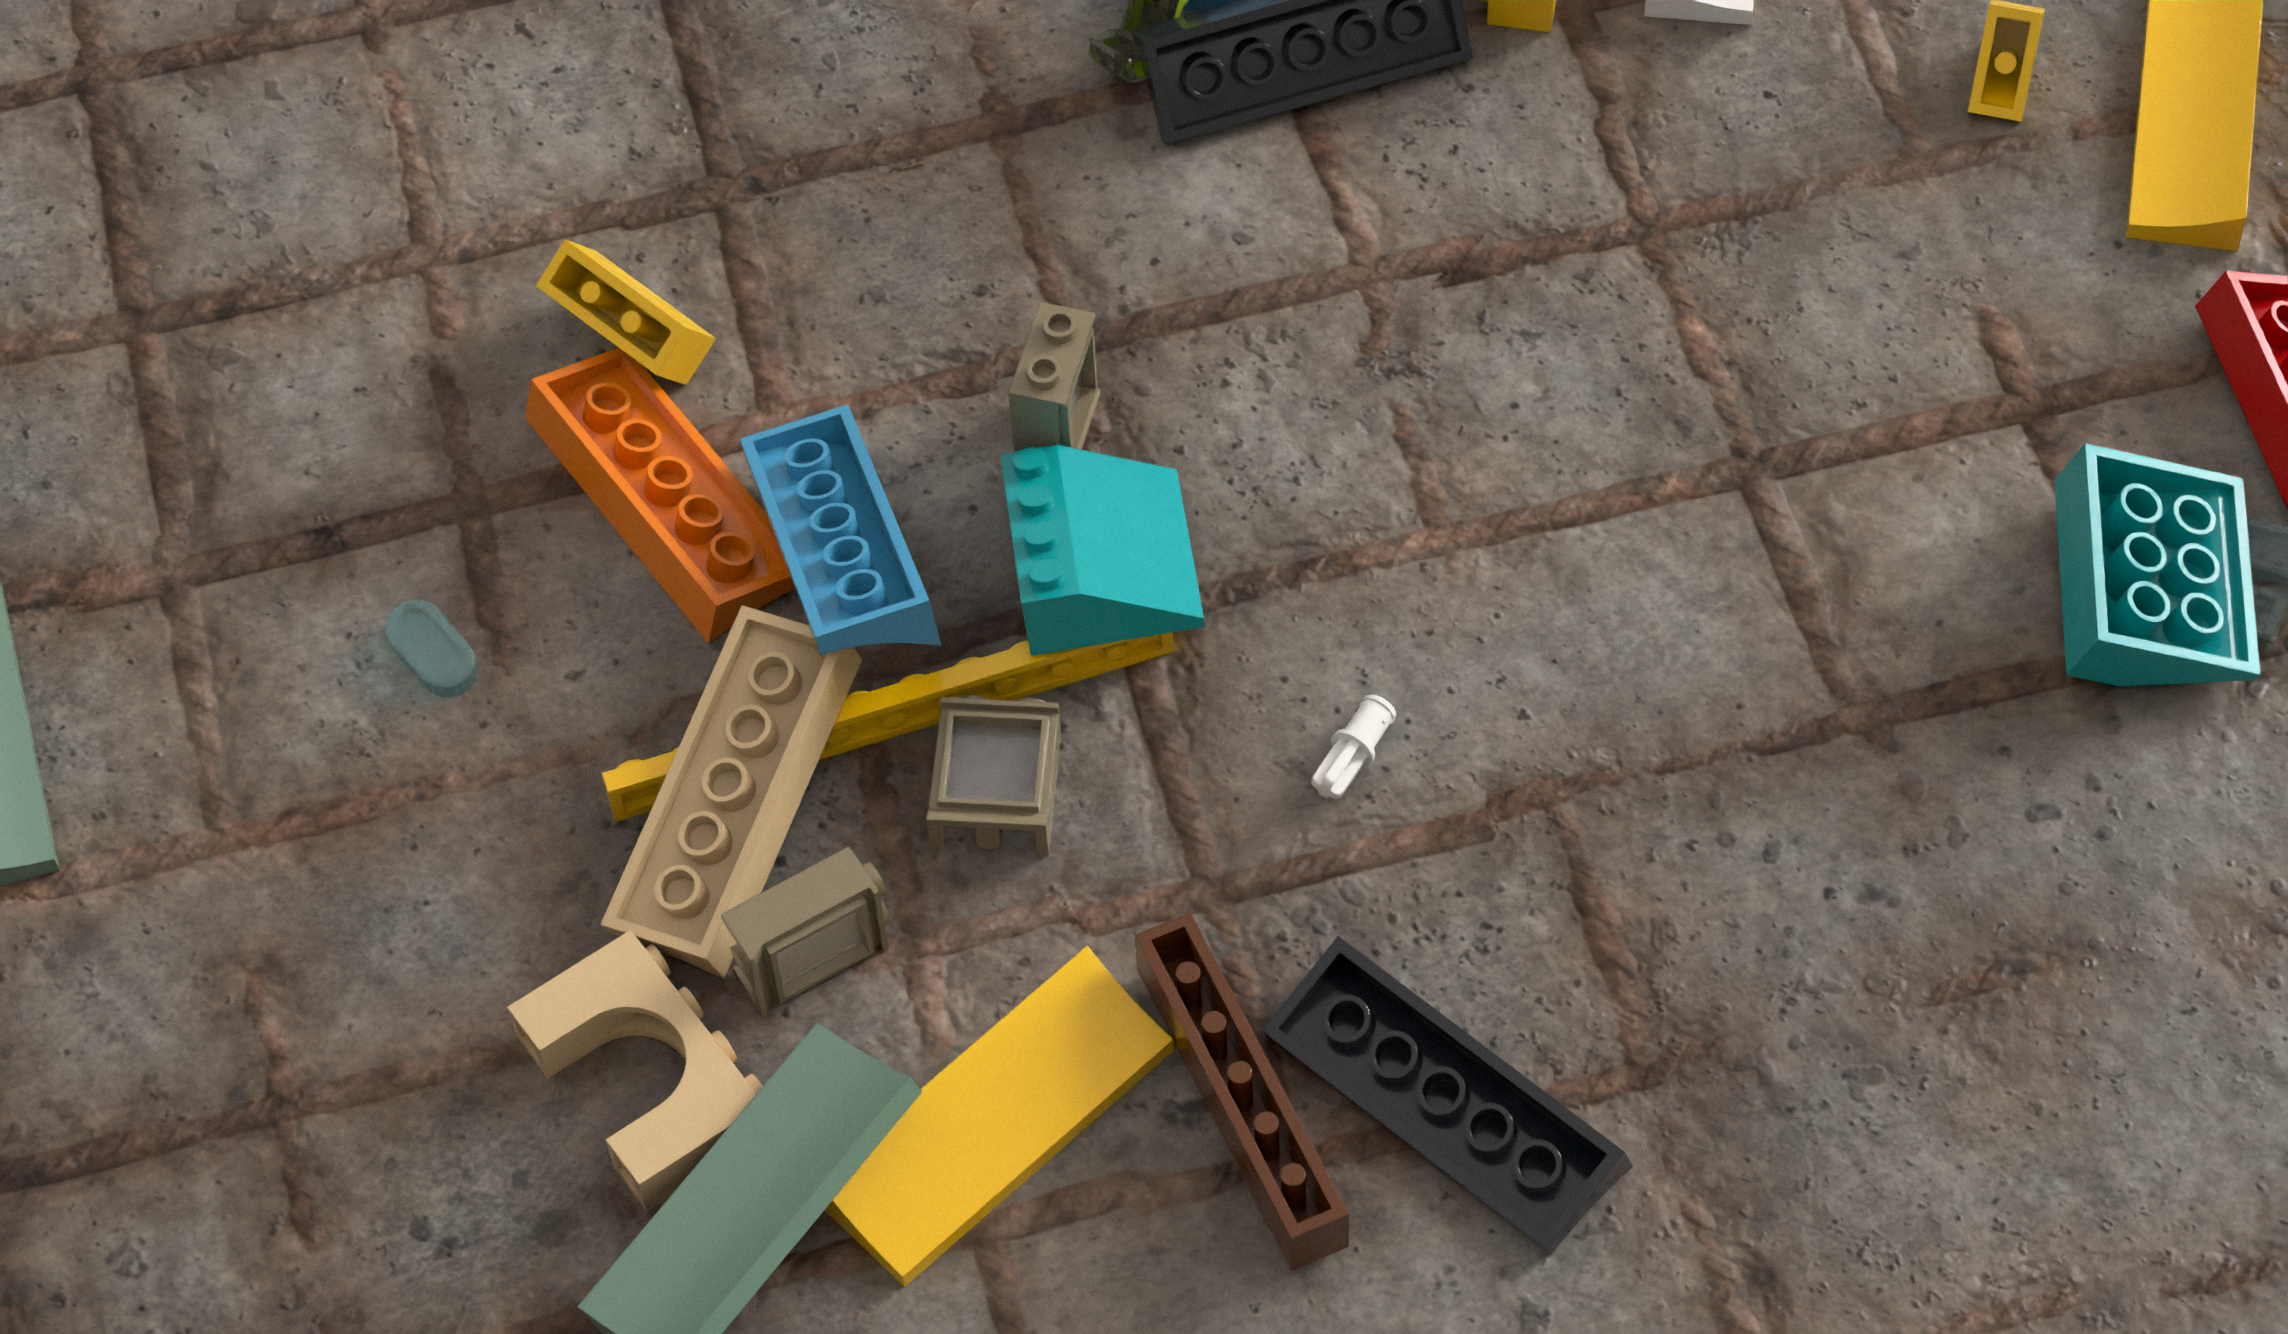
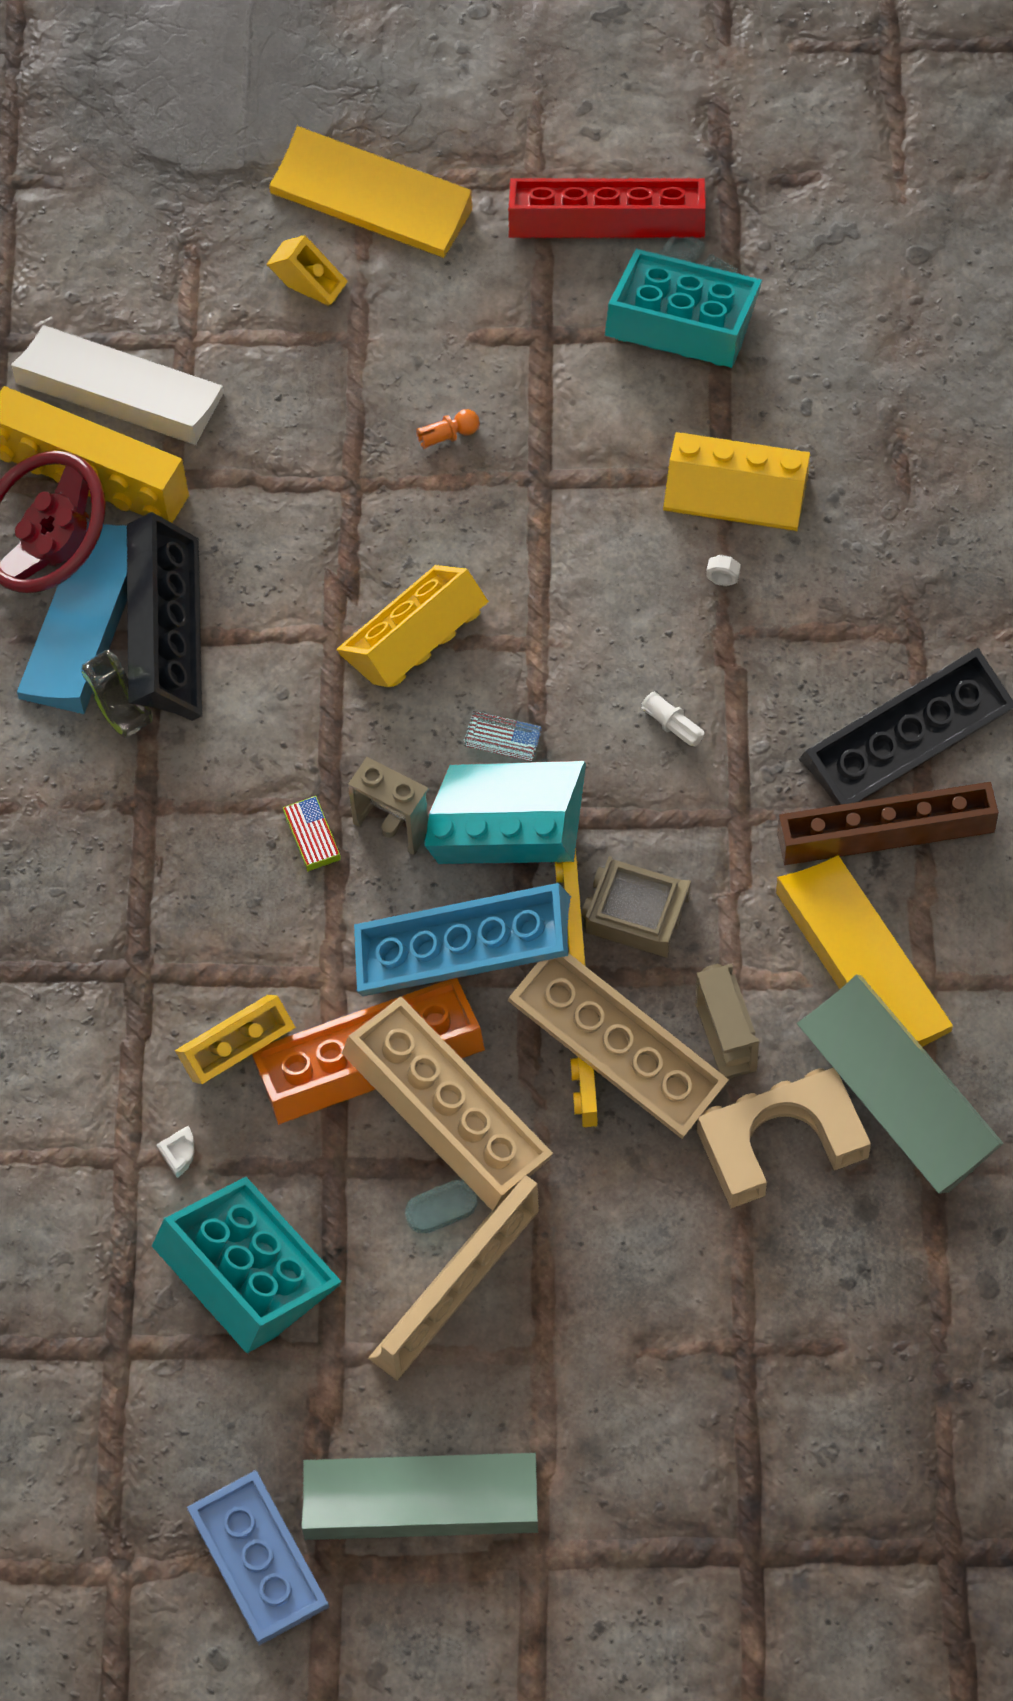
camera: 75 degrees left, 5 degrees up
(285, 425) = (244, 1263): none -> teal slope
(301, 683) = (457, 1280): none -> tan arch
(450, 307) = (178, 1150): none -> white tile
(577, 592) = (445, 1102): none -> tan arch
(999, 331) = (311, 833): none -> tile
(1254, 530) = (502, 736): none -> clear light blue tile
(1404, 359) = (414, 625): none -> yellow slope
(1659, 752) = (723, 570): none -> white tile
(1809, 334) = (465, 423): none -> orange pin
(1838, 733) = (736, 481): none -> yellow slope

